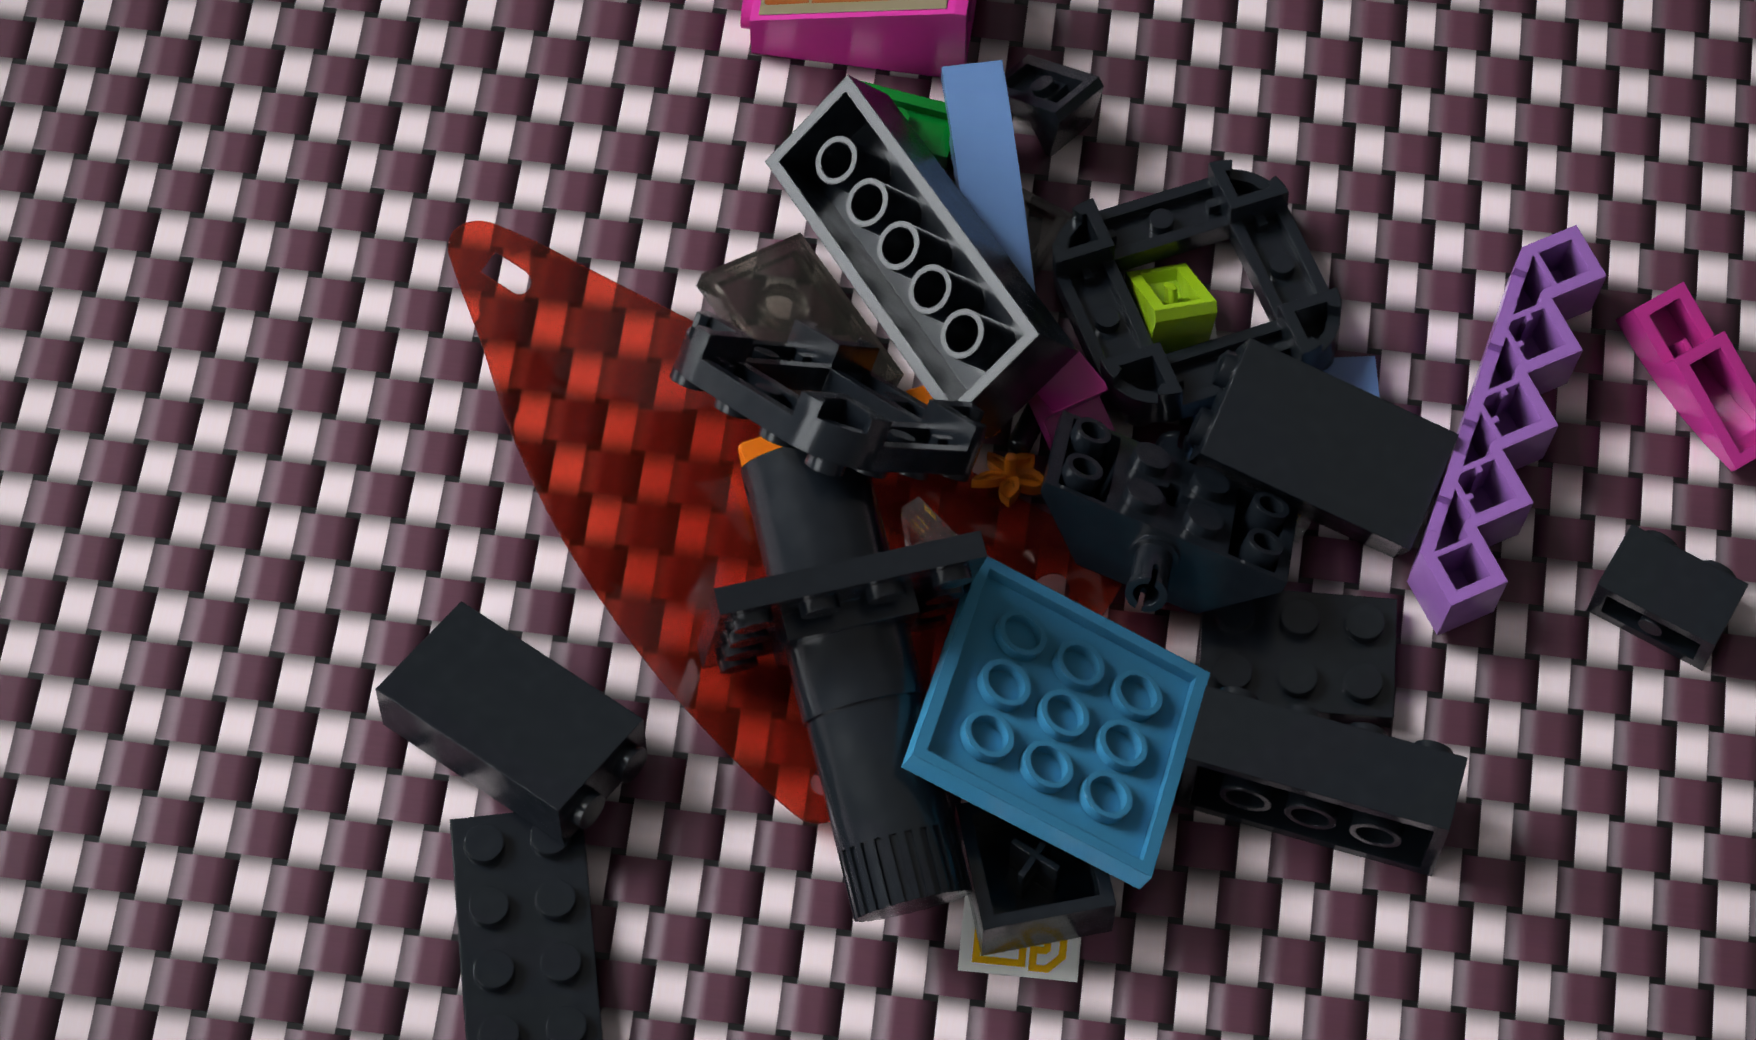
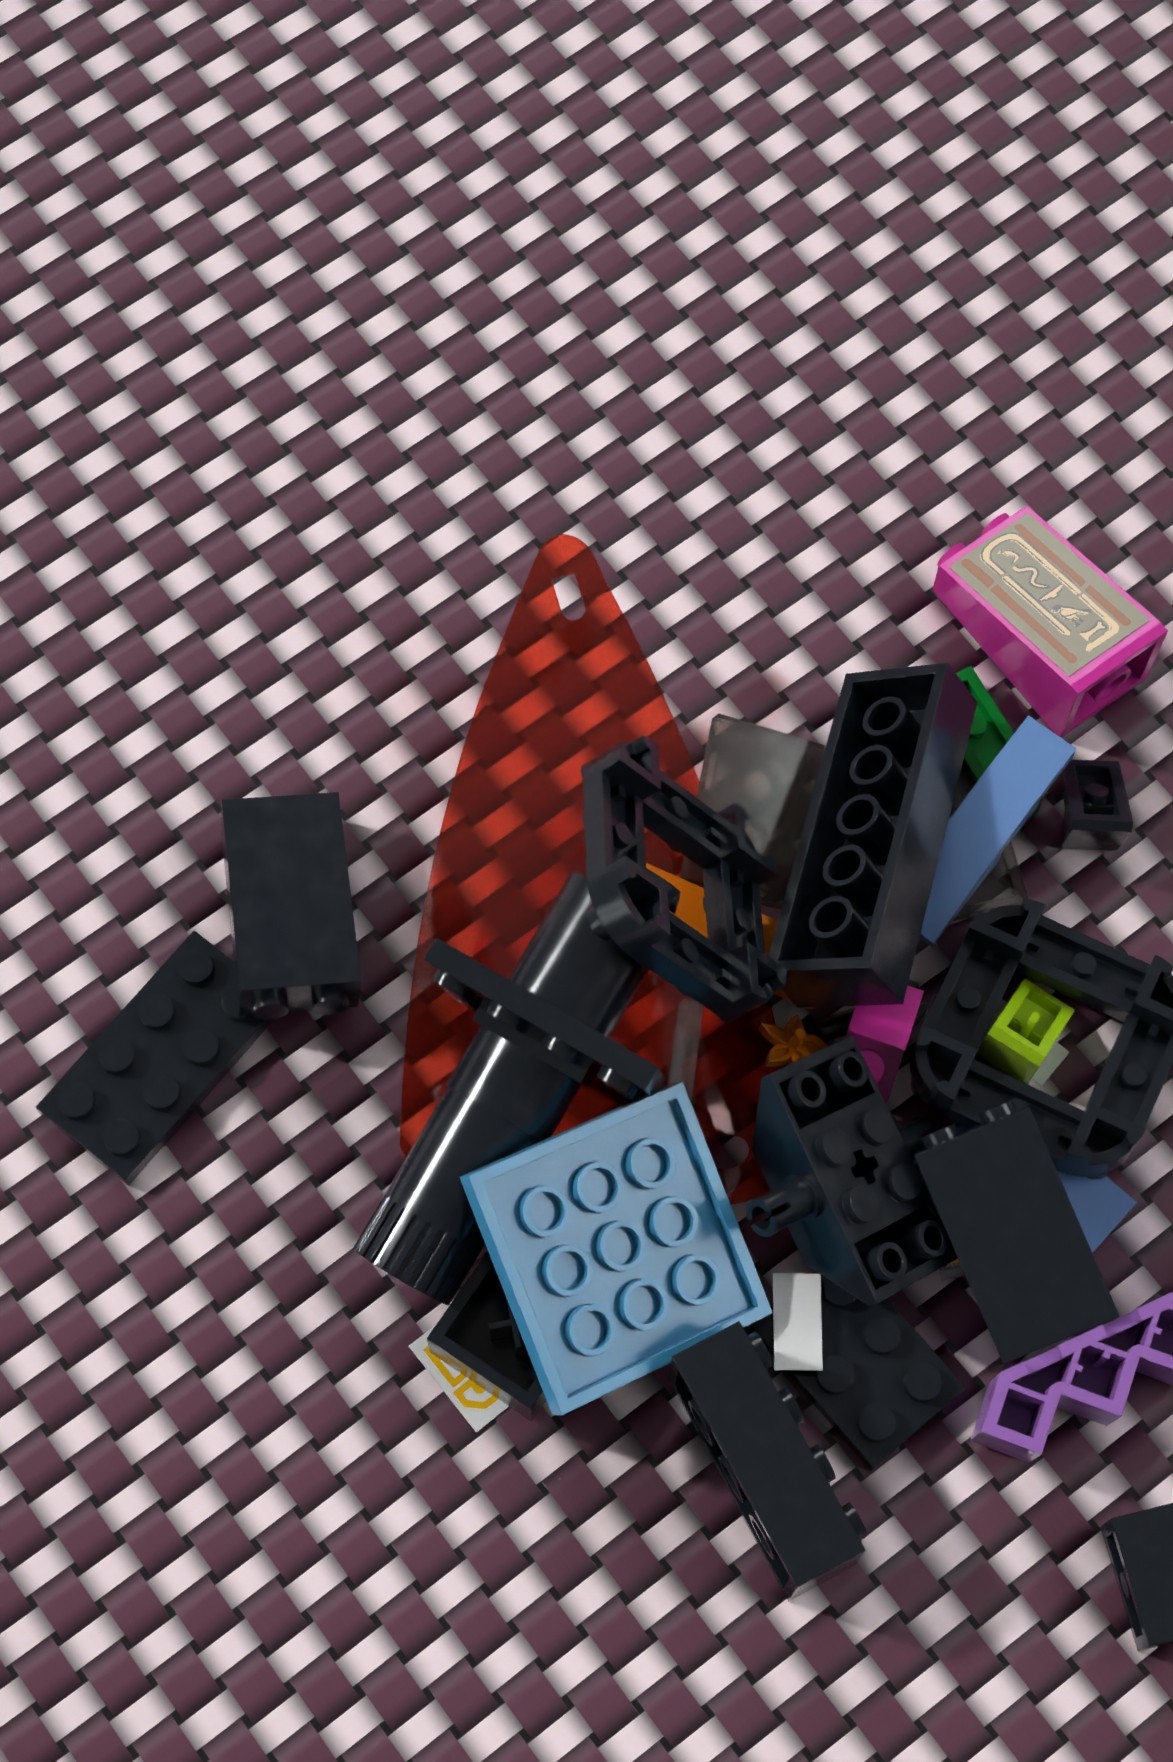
camera: 45 degrees right, 5 degrees up
(1230, 660) = (797, 1322): none -> white sticker

